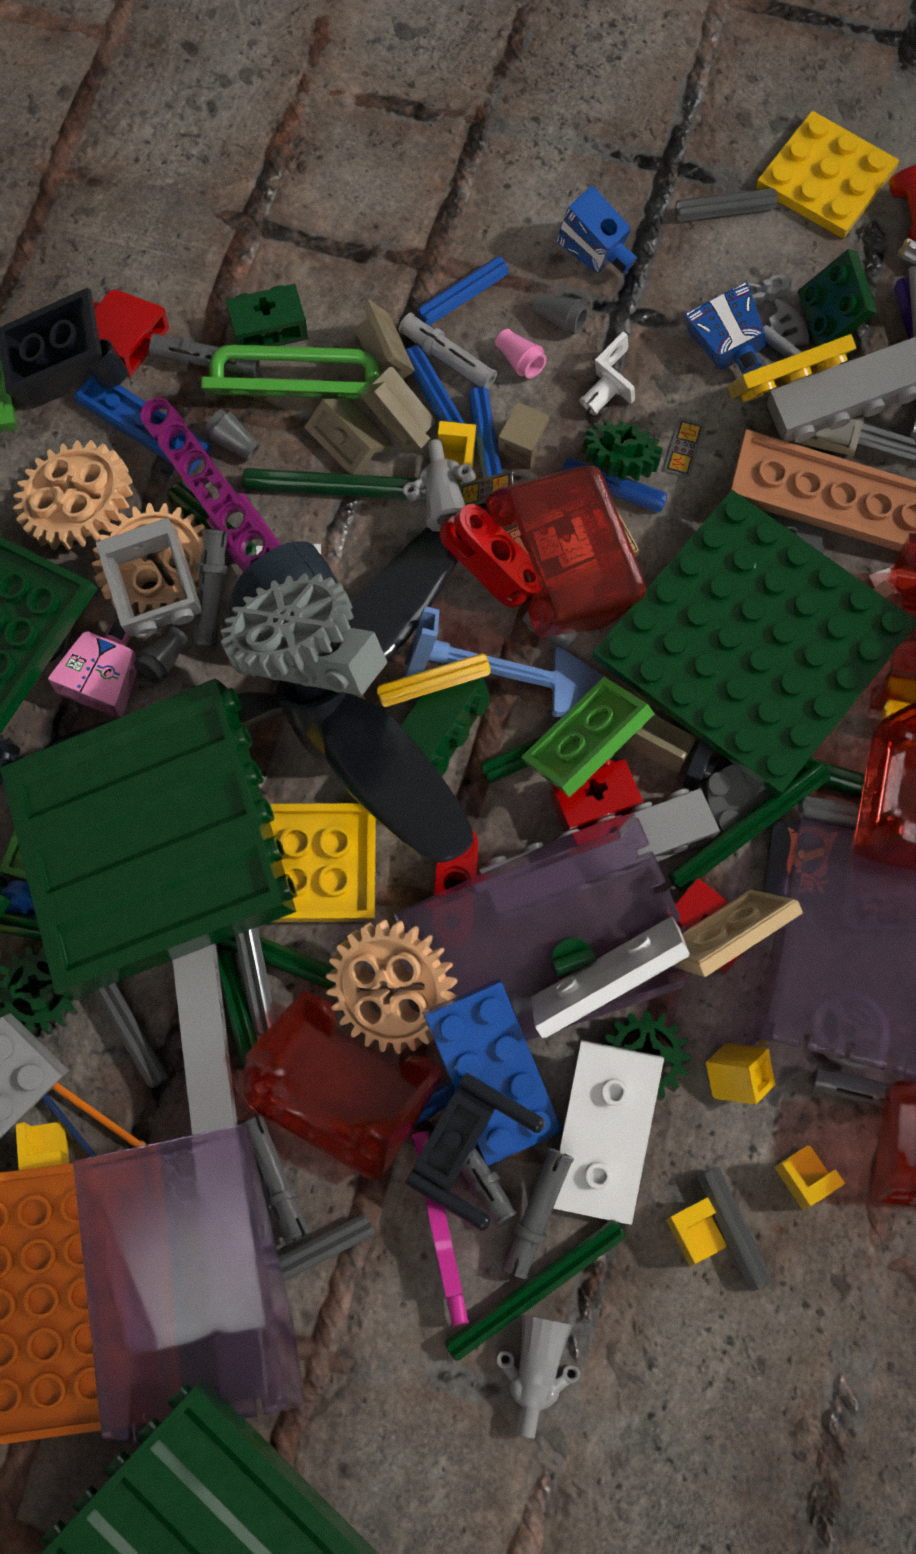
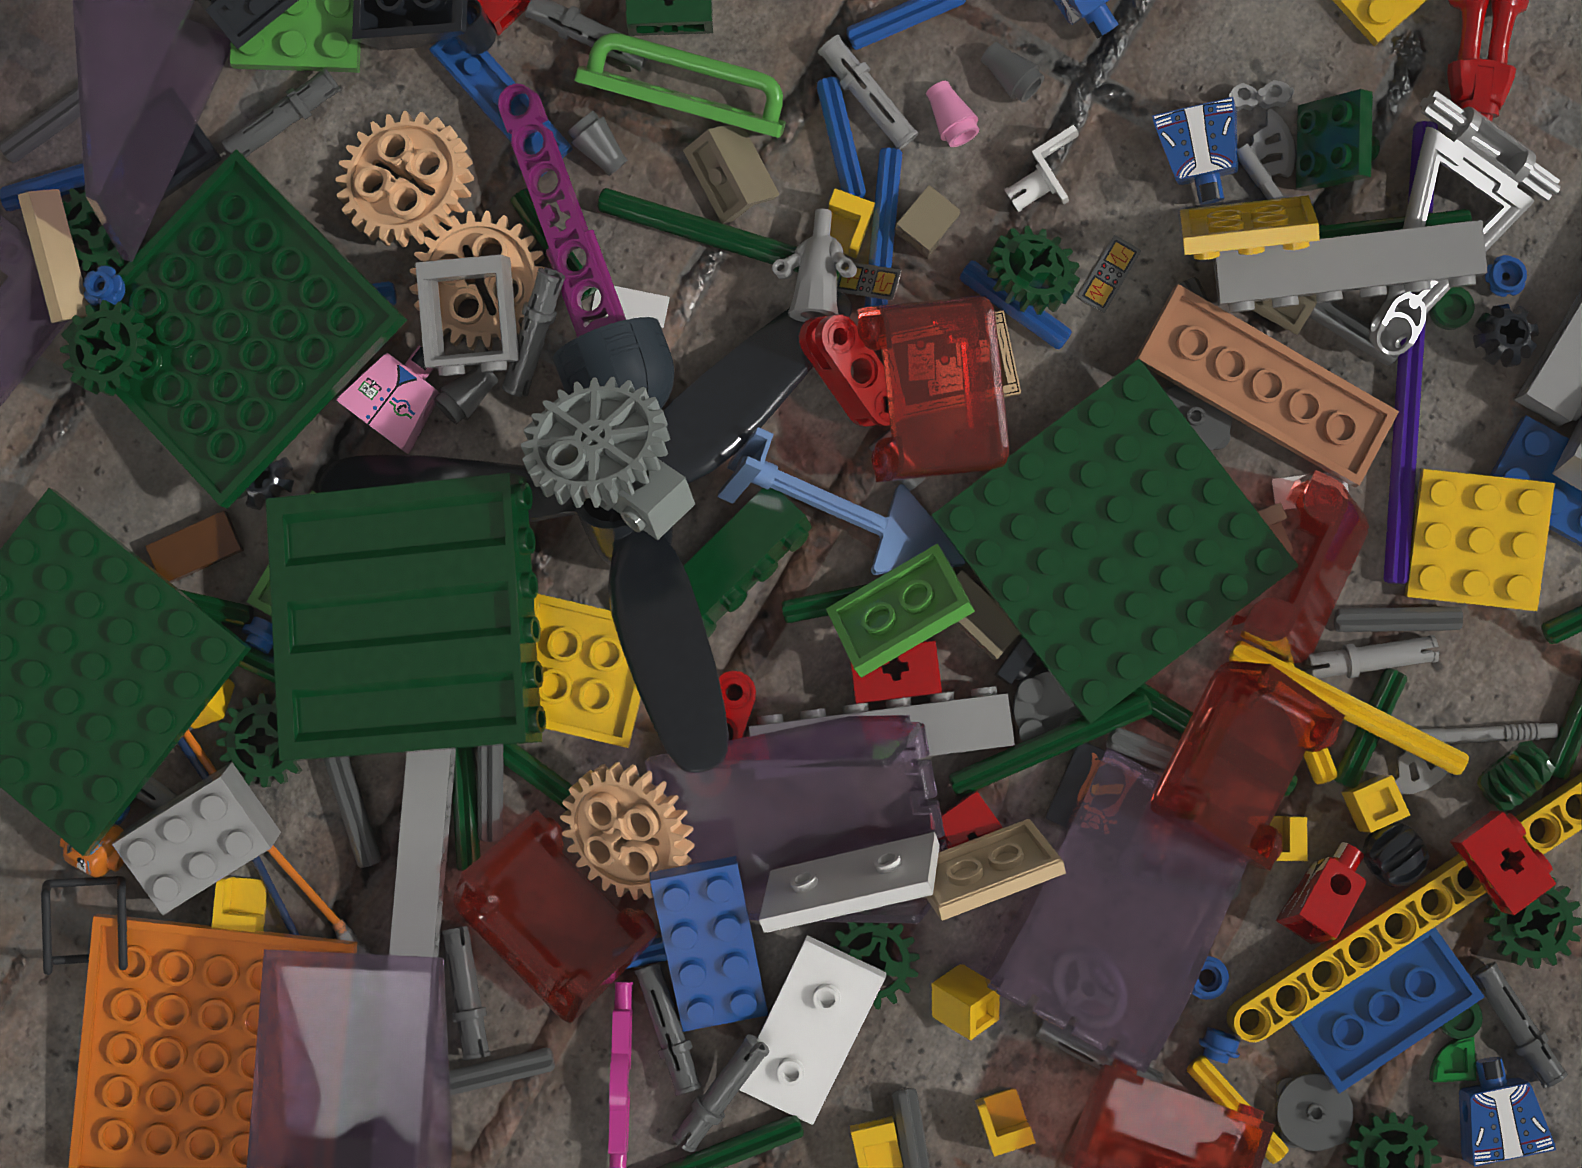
camera: 15 degrees right, 15 degrees up
(382, 340) = (796, 70): dark tan panel -> none
(399, 409) = (793, 159): dark tan panel -> none
(433, 680) = (752, 505): yellow axle -> none
(455, 1141) = (653, 1007): black plate -> none
(571, 955) = (821, 843): dark green plate -> none

